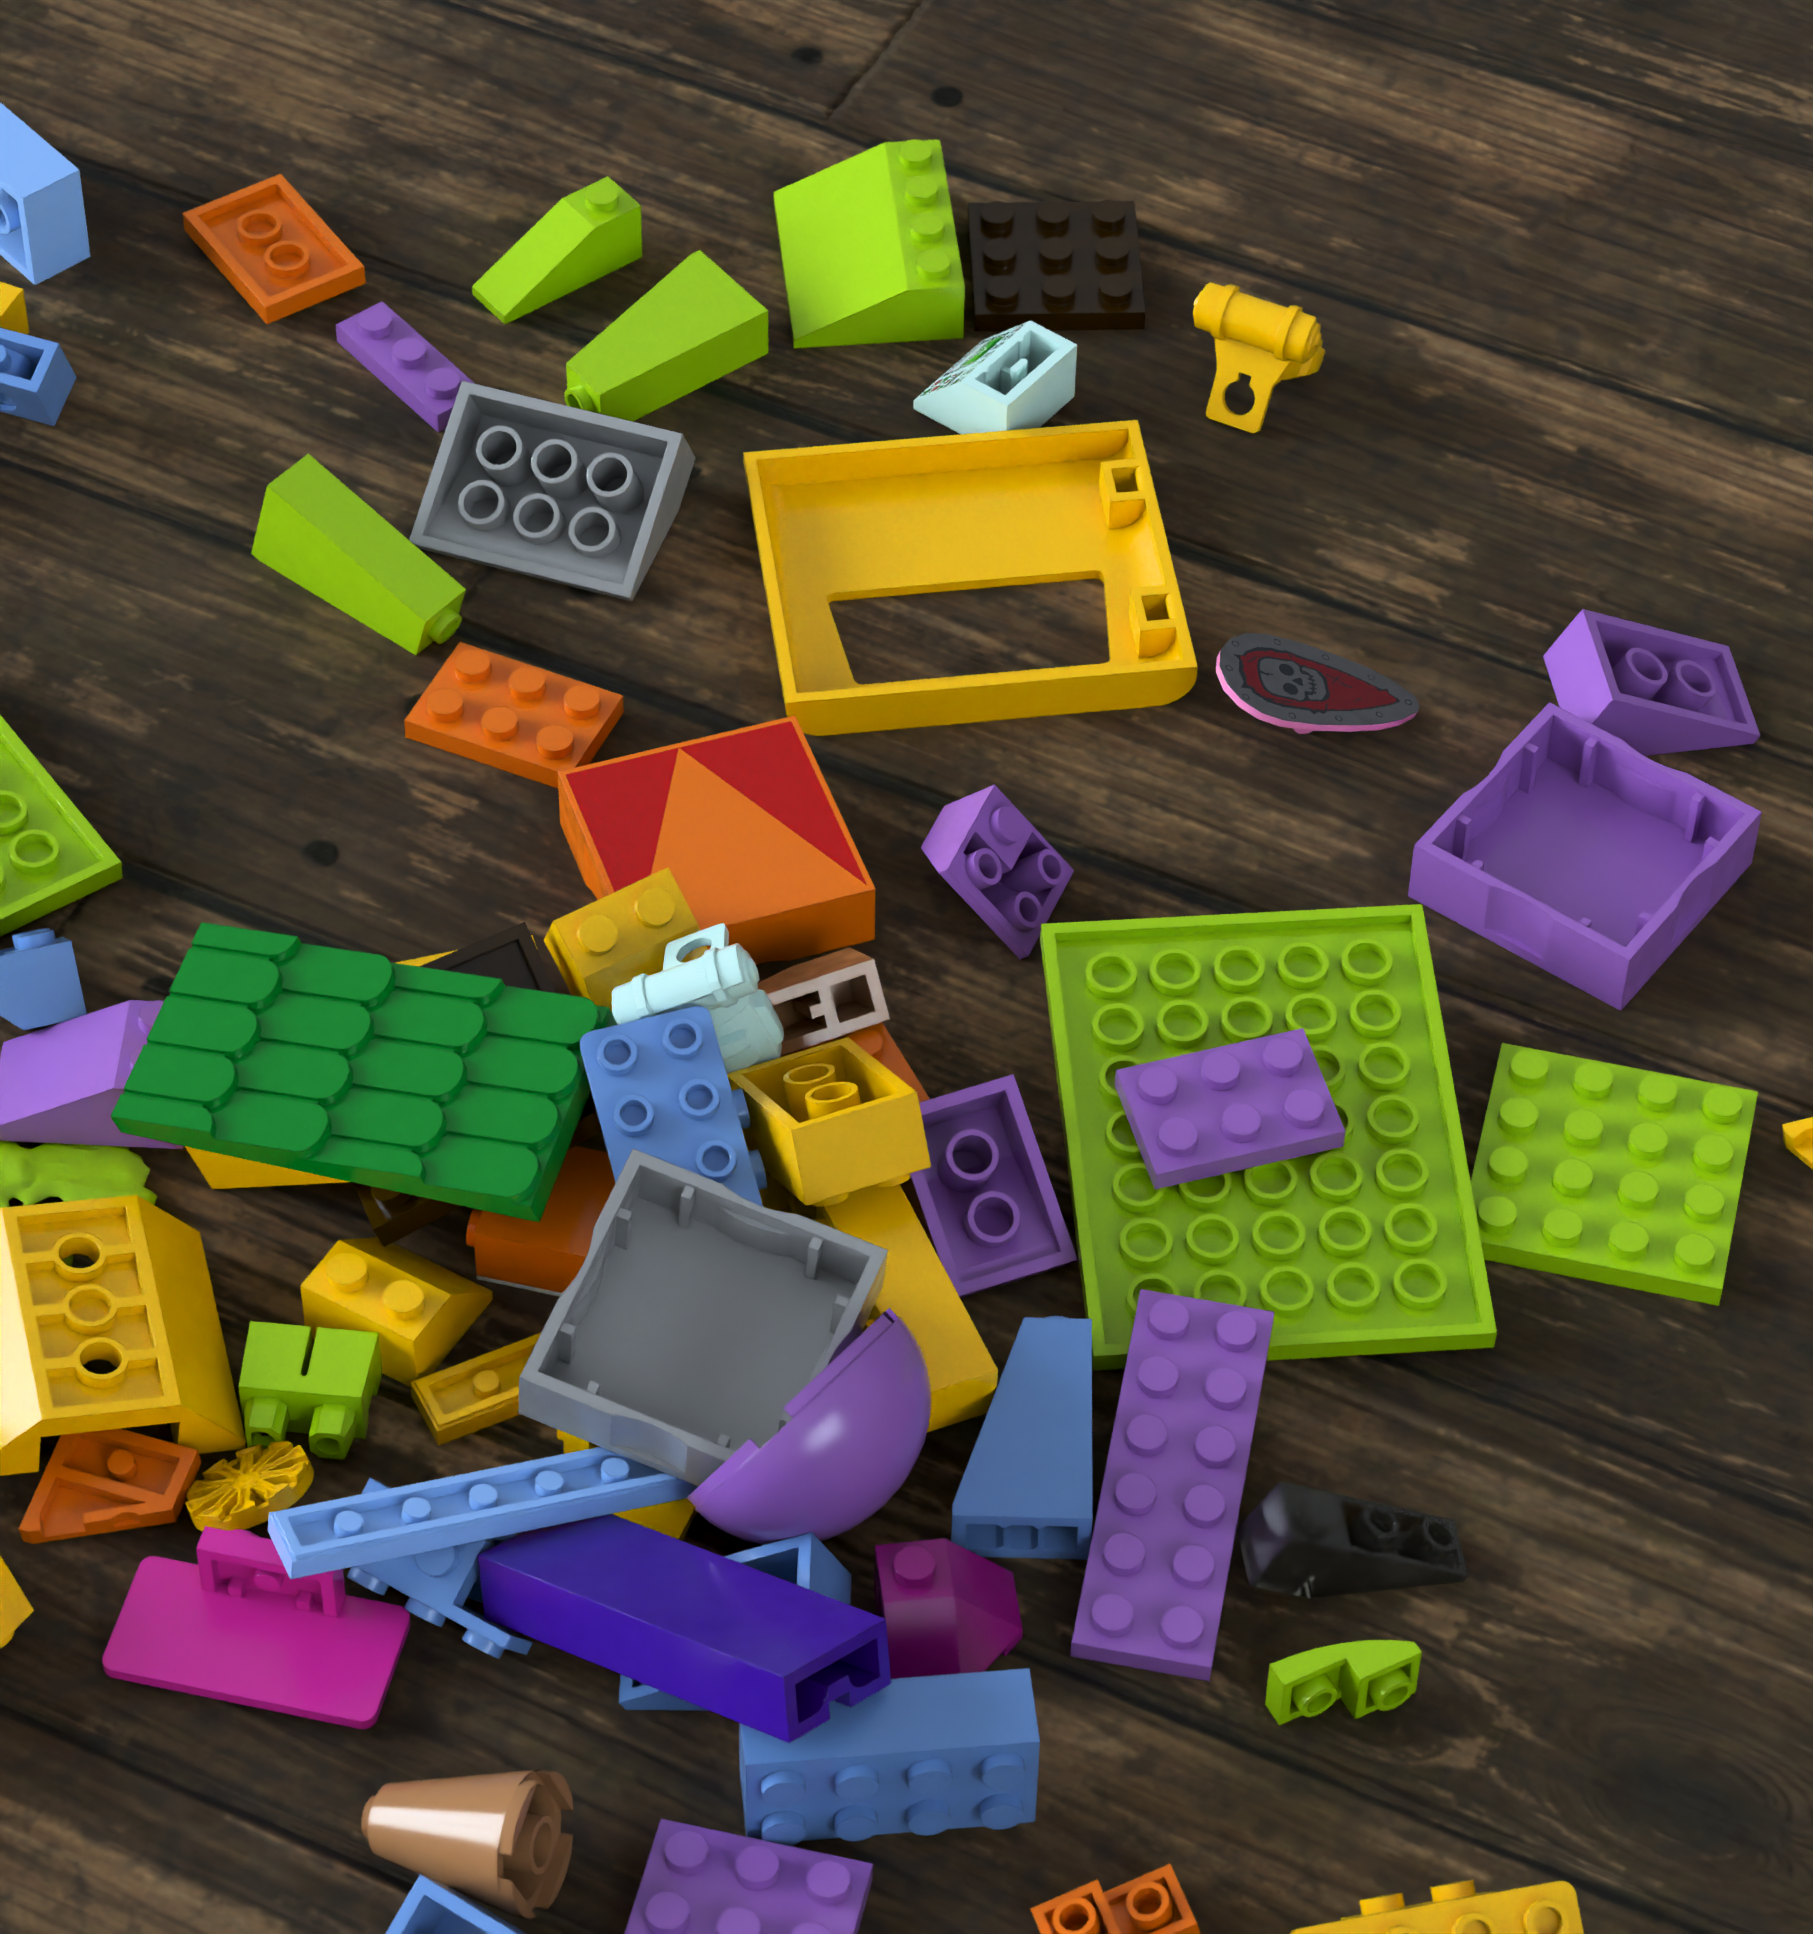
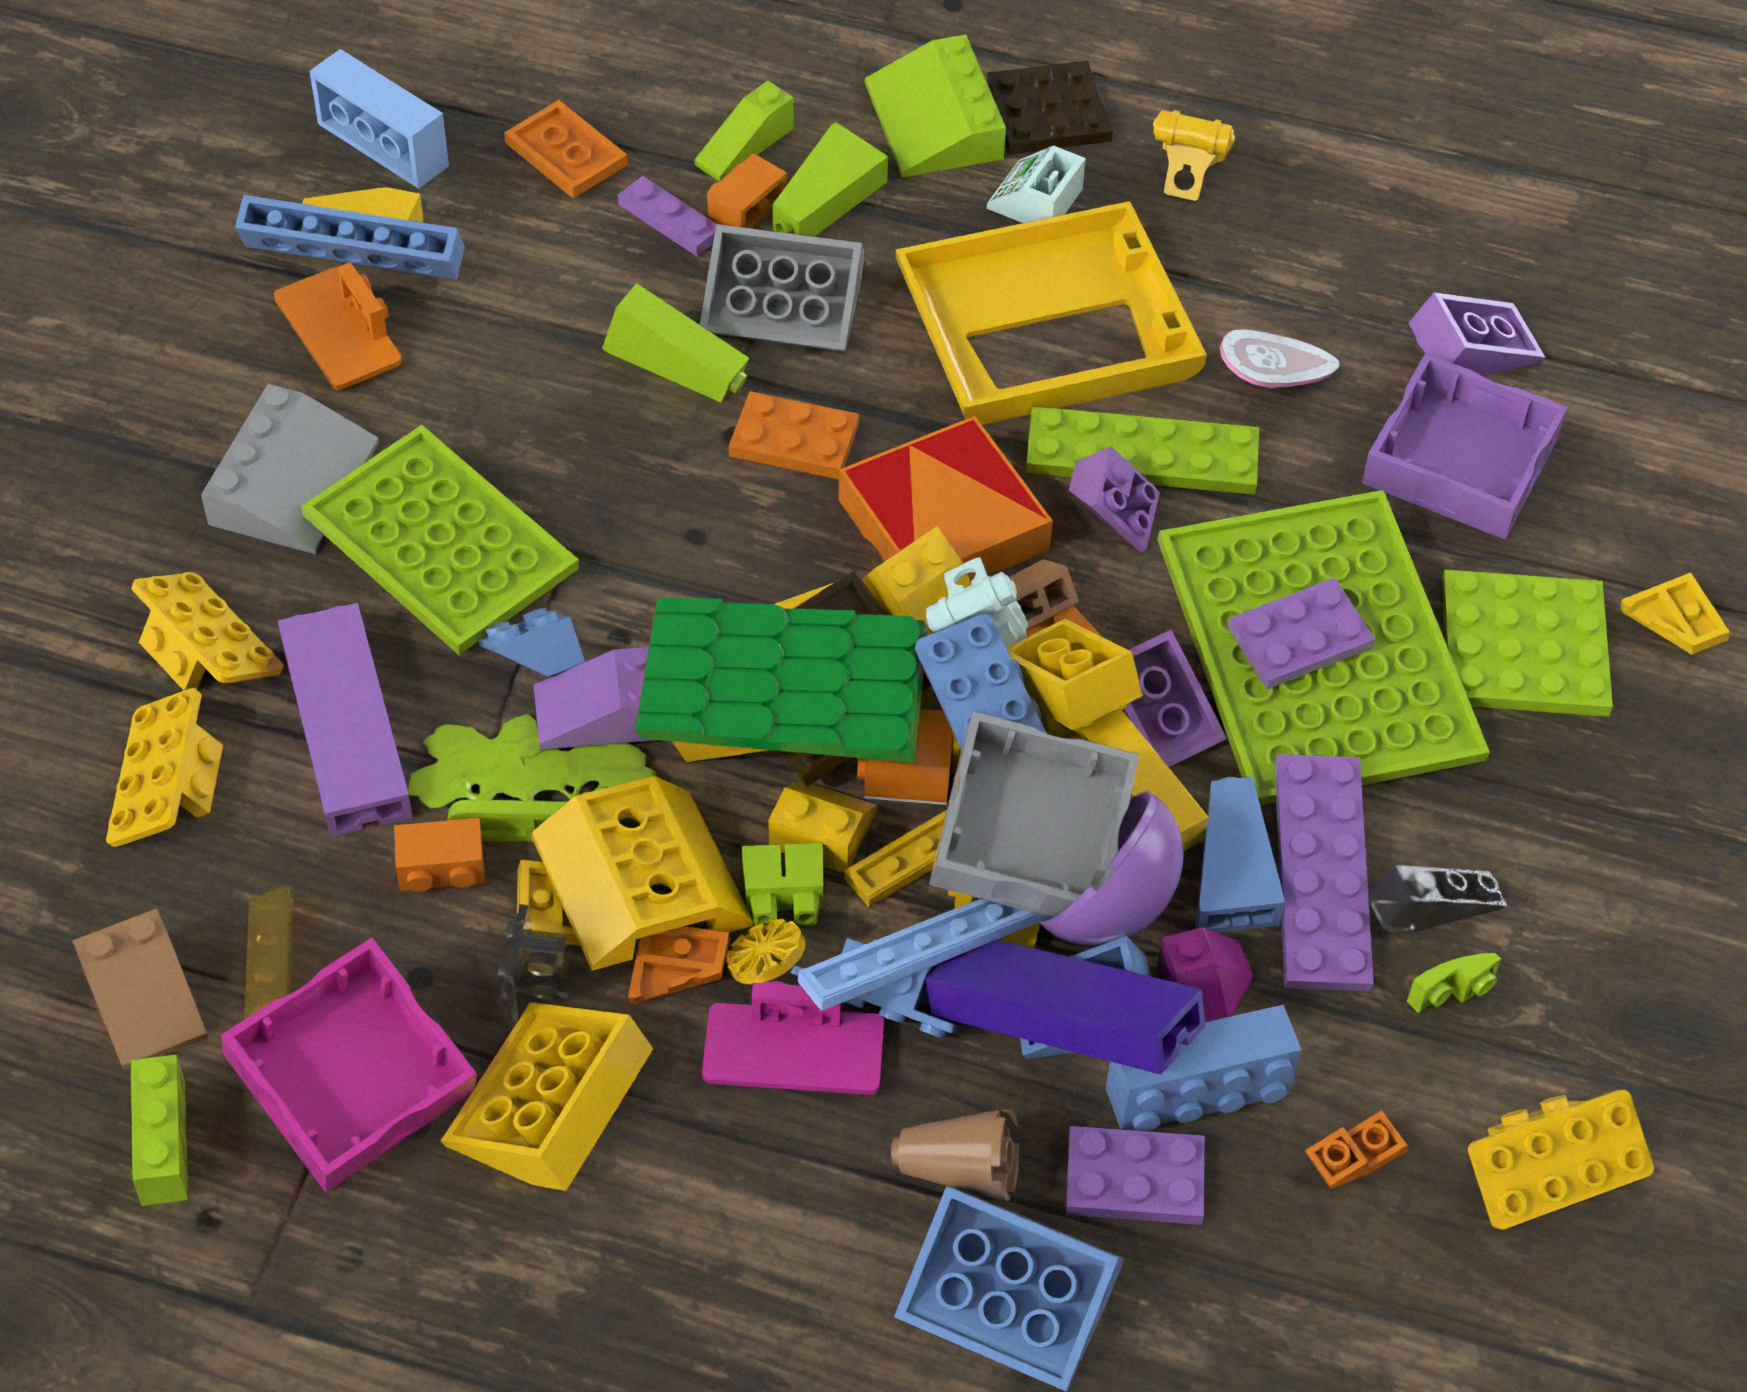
camera: 10 degrees left, 5 degrees up
(532, 343) = (746, 193): none -> orange brick
(1078, 801) = (1158, 448): none -> lime plate

